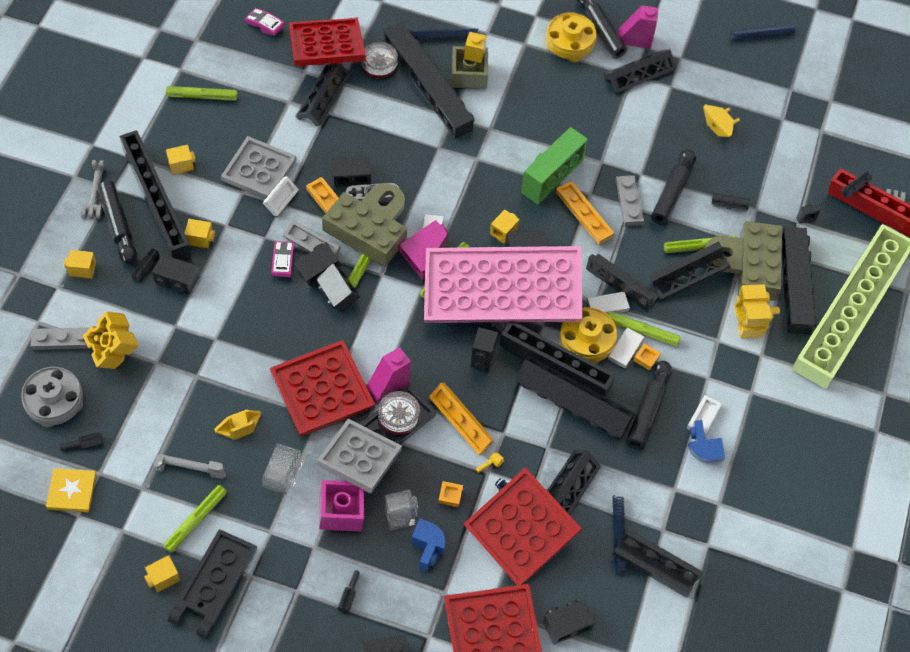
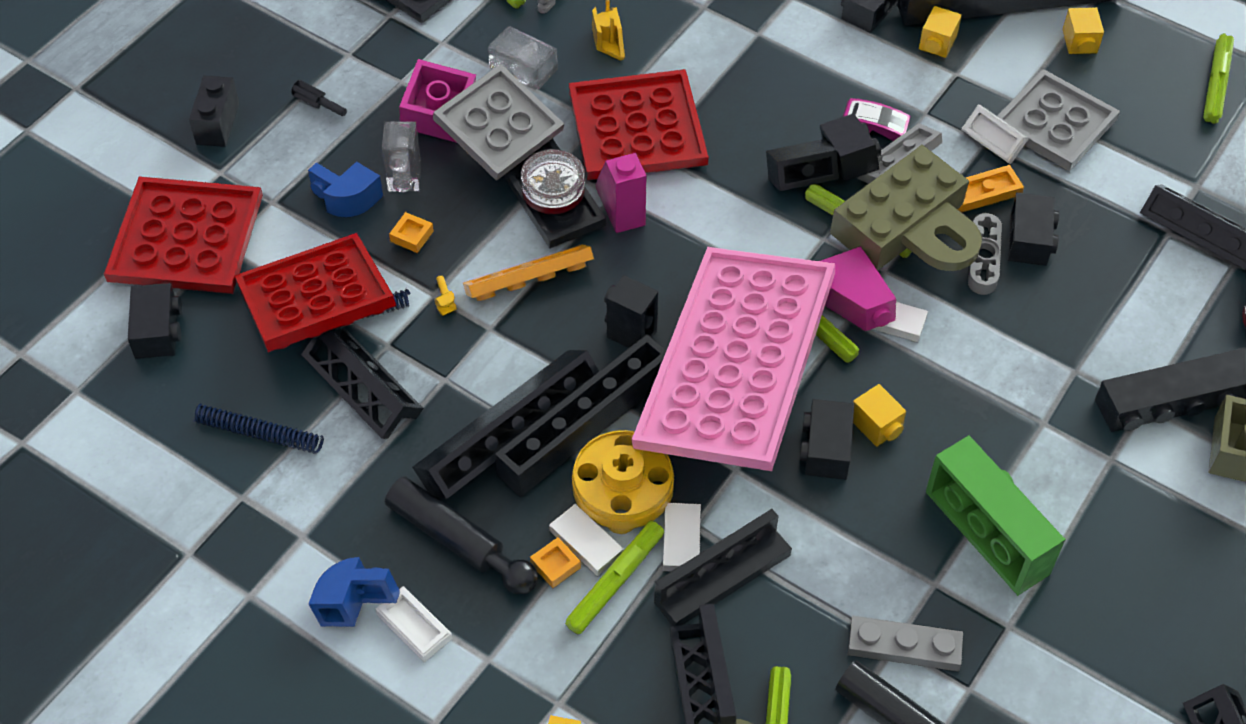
camera: 110 degrees right, 5 degrees down
(585, 212) = (887, 552): light orange plate -> none
(657, 563) = (181, 454): black fence -> none

